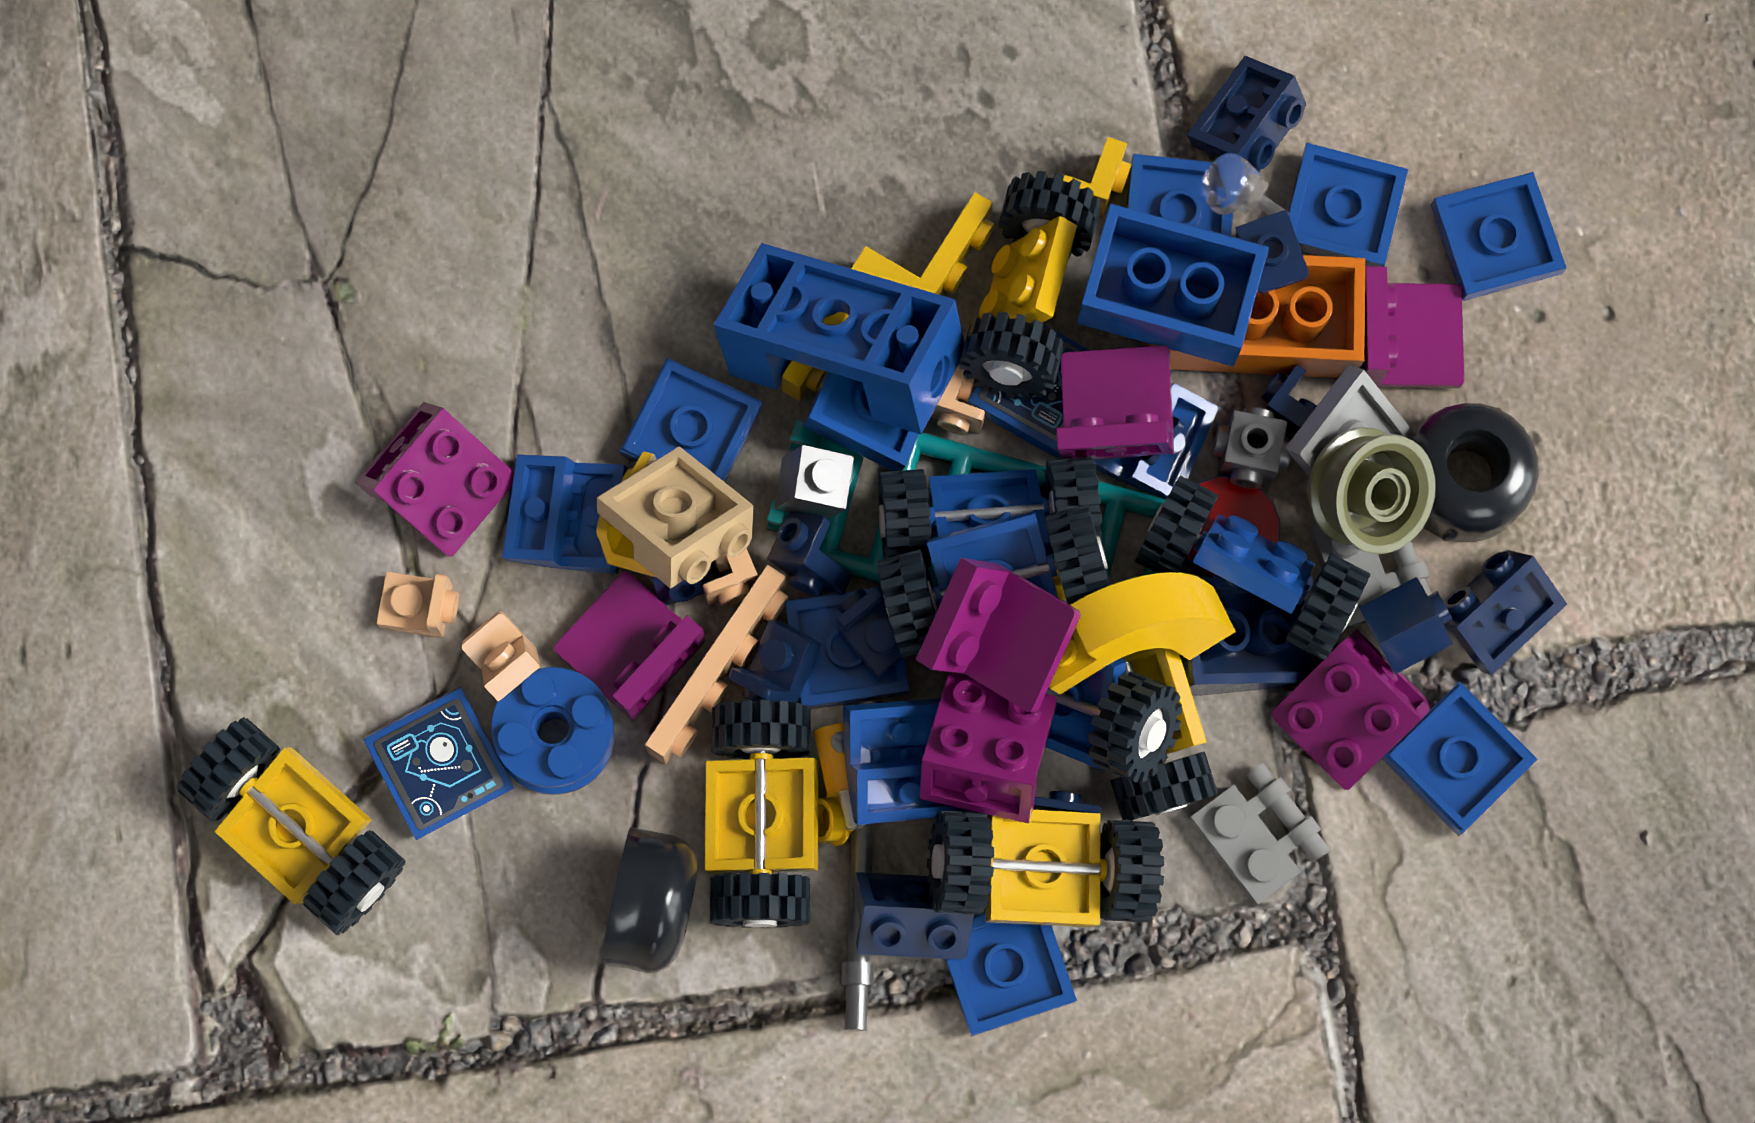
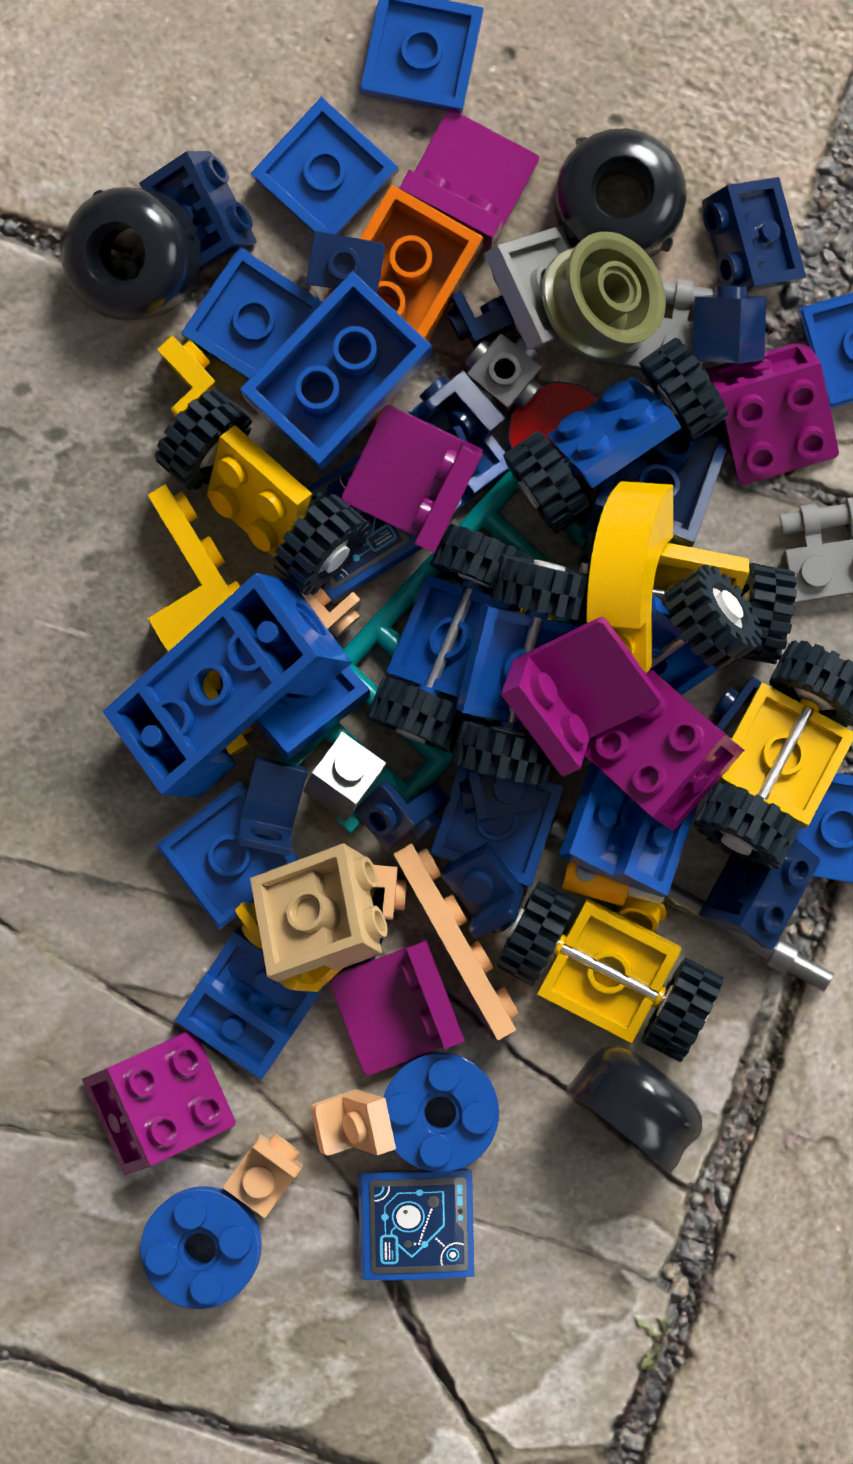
camera: 55 degrees left, 10 degrees up
(291, 825) = (410, 1379): plate -> none
(302, 551) = (179, 1274): none -> blue wheel
(754, 434) = (271, 805): none -> dark blue bracket
(1190, 106) = (169, 245): none -> black piece
(1206, 425) = (464, 406): none -> dark blue bracket
(1236, 185) = (261, 258): clear piece -> none

